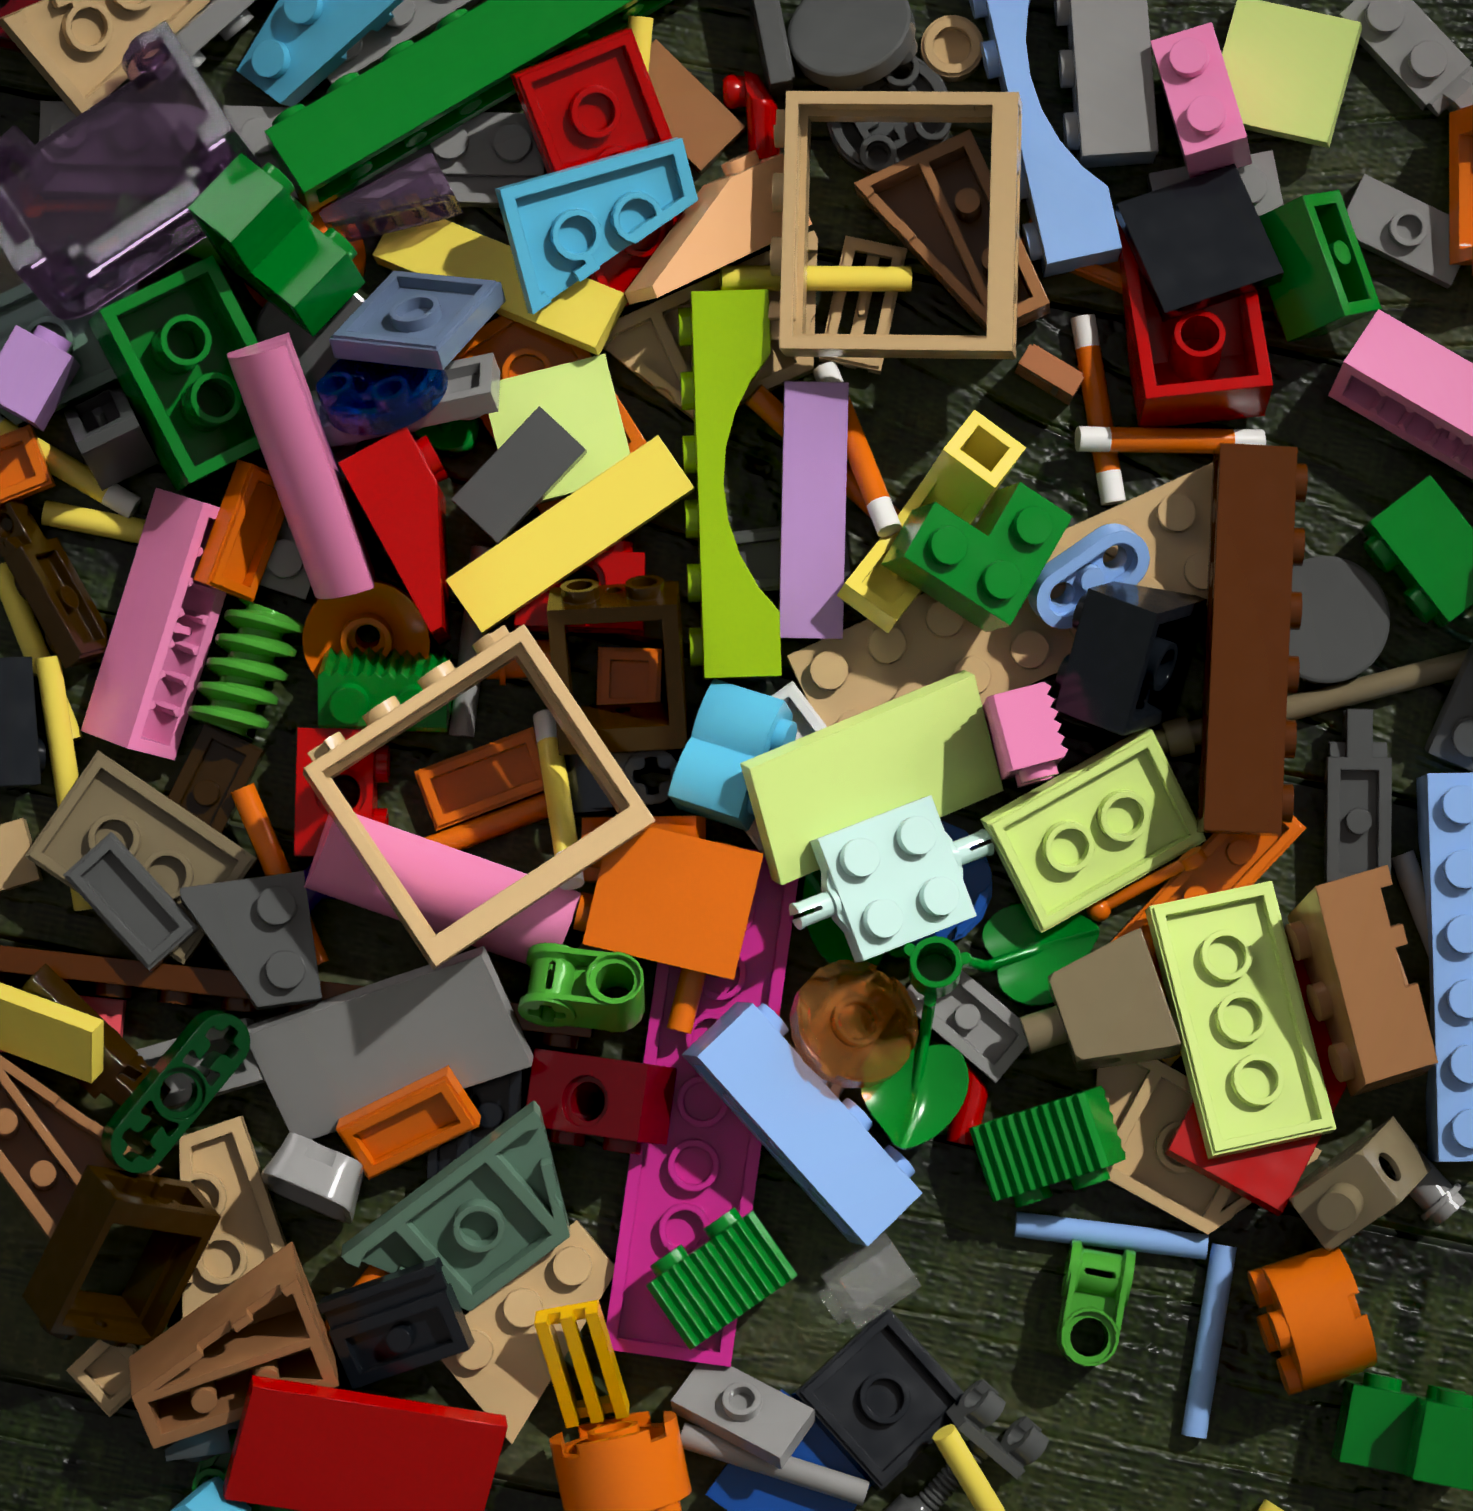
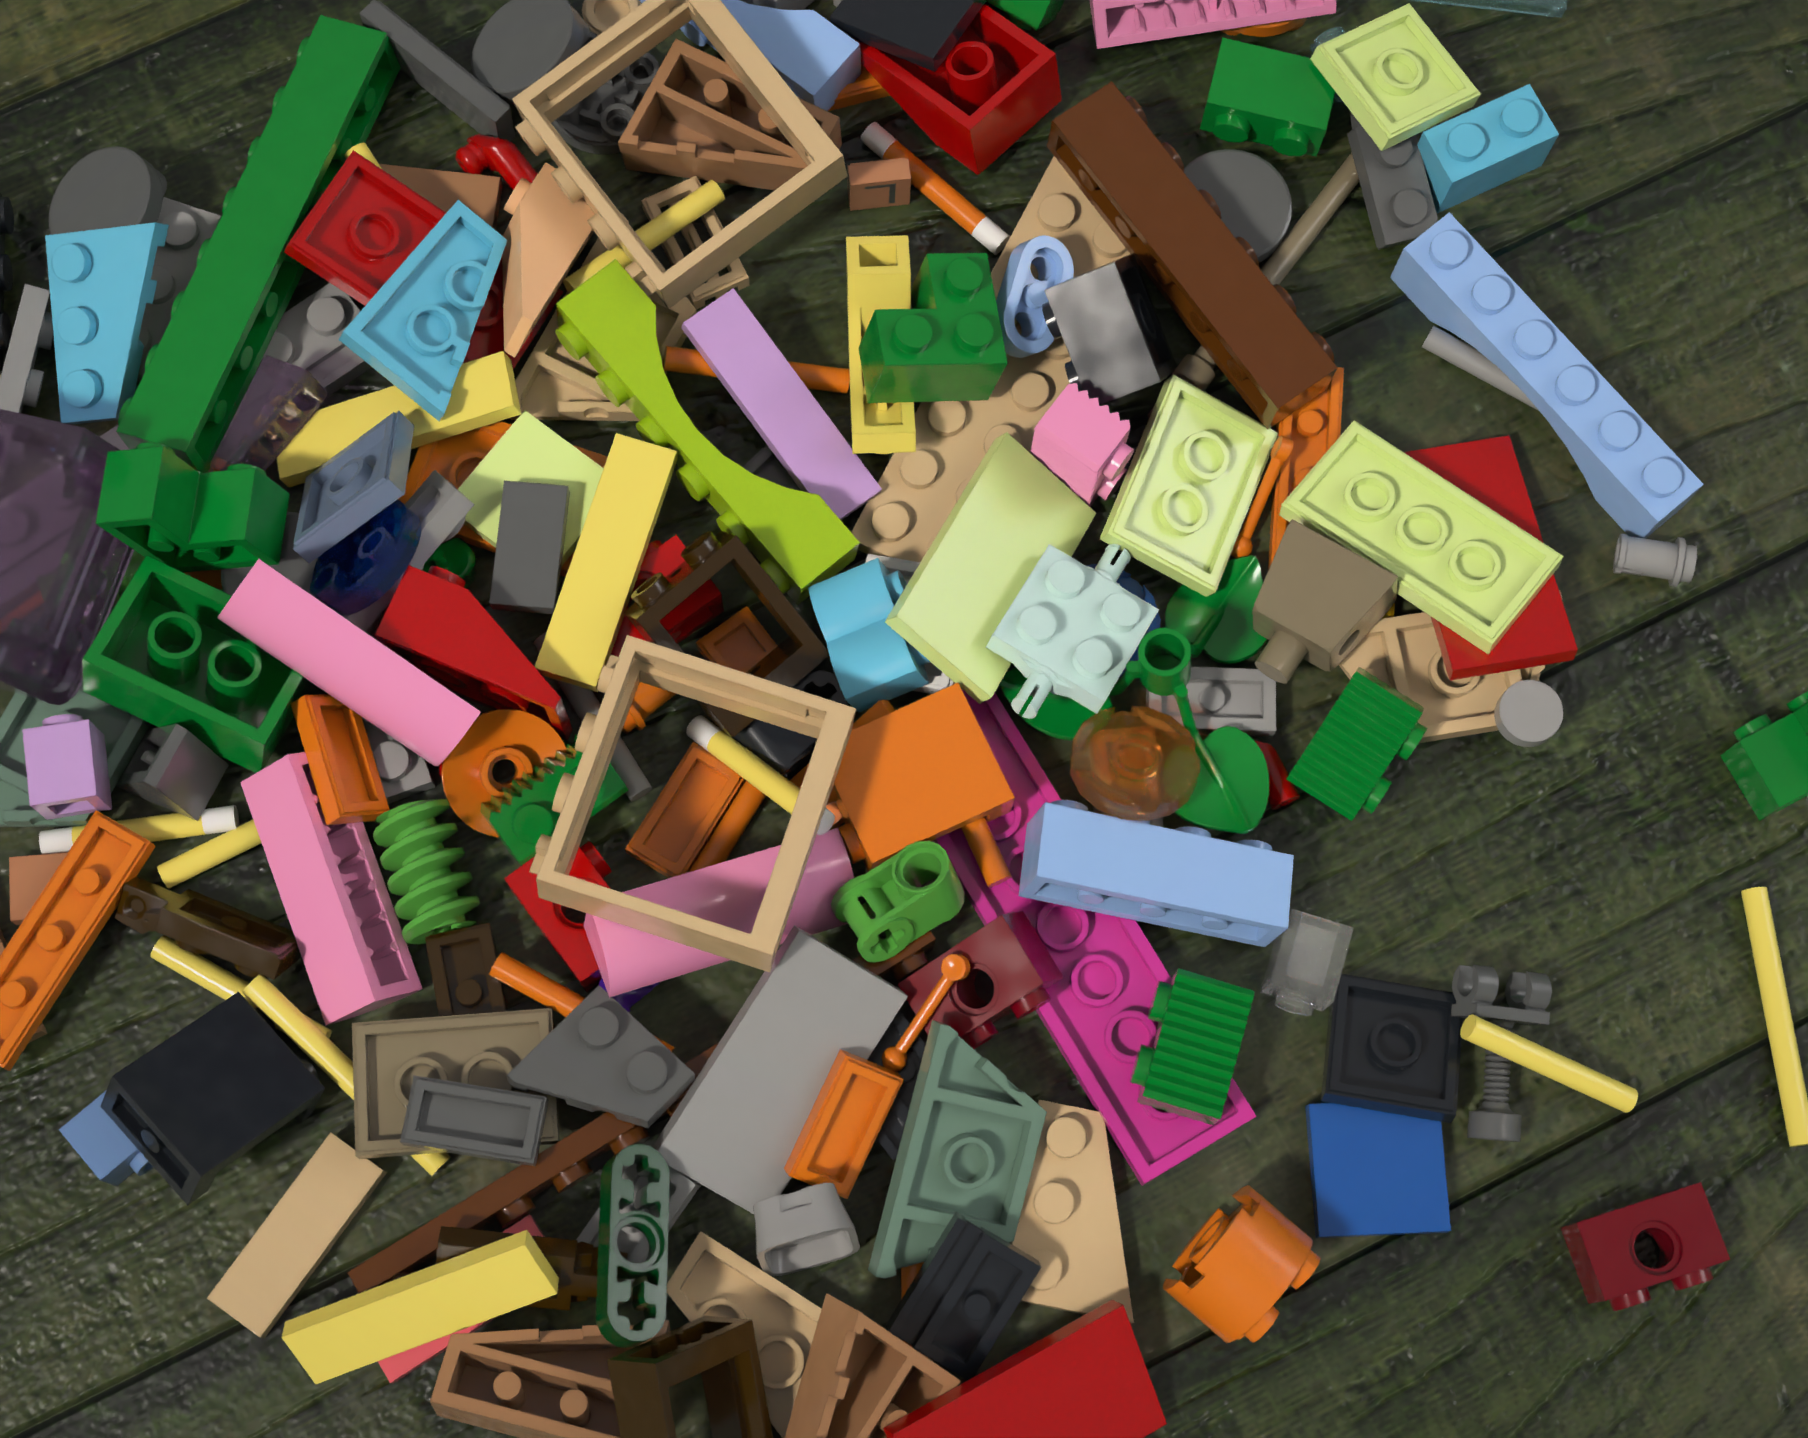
camera: 45 degrees left, 10 degrees down
(581, 1074) = (954, 968): none -> orange hinge
(592, 1405) = (1173, 1237): yellow tile -> none
(744, 1412) = (1297, 1142): light grey plate -> none
(794, 1471) = (1357, 1164): light grey bar -> none
(864, 464) = (809, 355): bar -> none
(1094, 1298) = (1489, 837): bright green piece -> none
(1111, 1235) = (1448, 789): light blue bar -> none
(1162, 439) = (992, 176): orange bar -> none
(1206, 1229) = (1528, 713): none -> light grey tile
(1209, 1341) = (1601, 810): light blue bar -> none
(1313, 1319) = (1667, 714): orange brick -> none
(1353, 1187) = (1614, 588): dark tan torso -> none
(1357, 800) = (1367, 322): dark grey hinge -> none
(1360, 983) = (1485, 434): medium nougat wedge -> none

